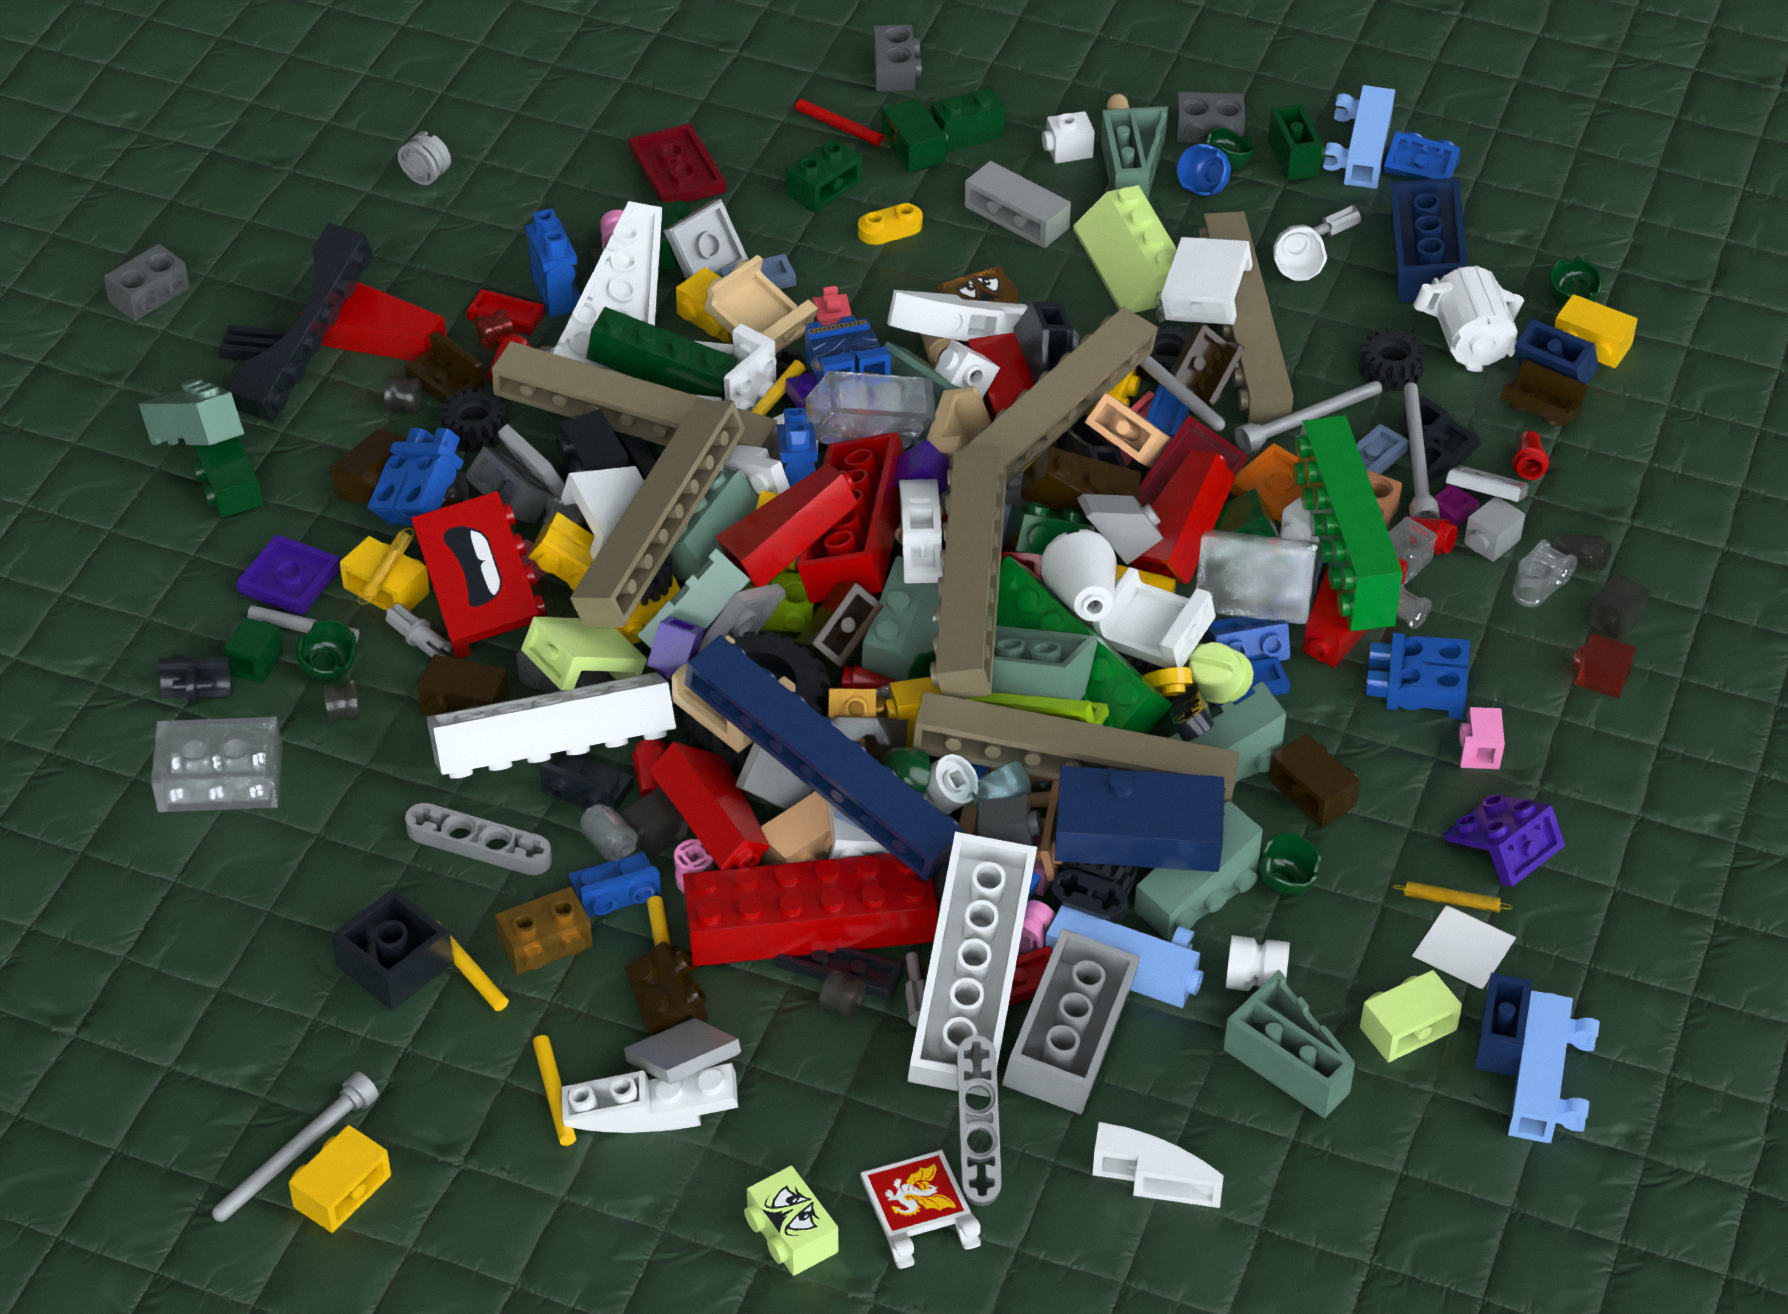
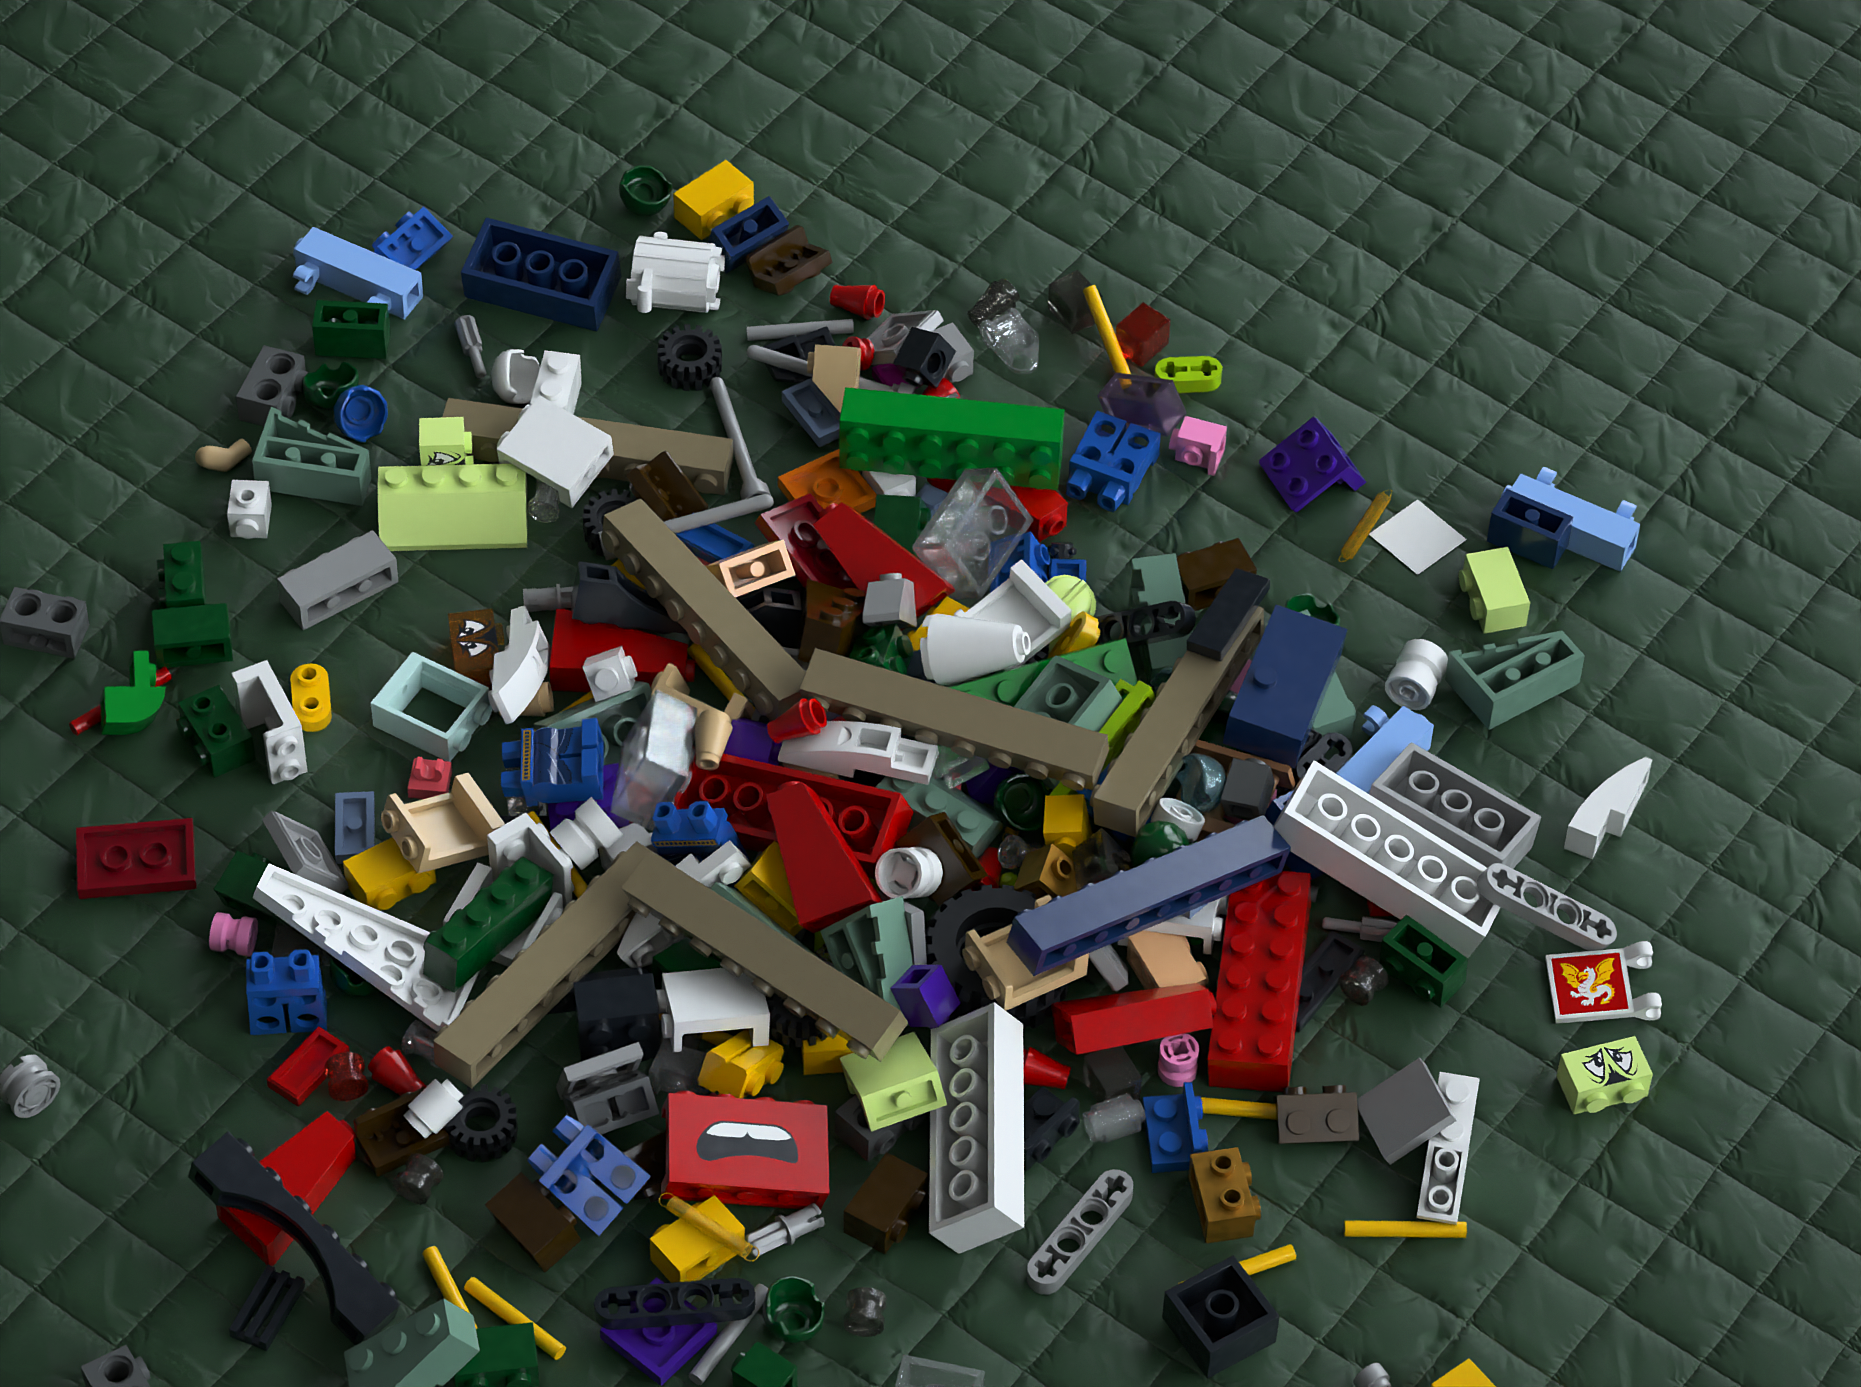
camera: 75 degrees left, 5 degrees up
(285, 488) = (513, 1316): none -> yellow bar
(297, 447) = (443, 1277): none -> yellow bar
(306, 569) = (674, 1297): none -> black beam
(461, 372) = (434, 1107): none -> white brick
(775, 389) = (586, 833): none -> white wheel
(802, 597) = (908, 872): none -> white wheel
(828, 122) = (132, 707): none -> green brick
(836, 197) = (262, 701): none -> white panel
(876, 1032) = (1423, 961): none -> dark green brick
(892, 265) = (403, 687): none -> light aqua window
(898, 430) = (711, 738): none -> tan cone
(934, 472) = (799, 721): none -> red cone
(1178, 211) = (444, 442): none -> yellowish green brick
(1207, 753) = (1228, 614): none -> black tile
(1292, 663) = (1062, 550): none -> black piece
(1298, 280) = (559, 379): none -> white brick
(1405, 445) = (834, 370): none -> tan slope
(1450, 459) = (867, 350): none -> red bush
(1467, 484) = (924, 358): none -> black brick
(1470, 422) = (785, 330): none -> light grey bar
(1495, 671) = (1143, 401): none -> clear purple brick
(1581, 635) = (1105, 330): none -> yellow bar
(1584, 714) = (1189, 374): none -> lime beam

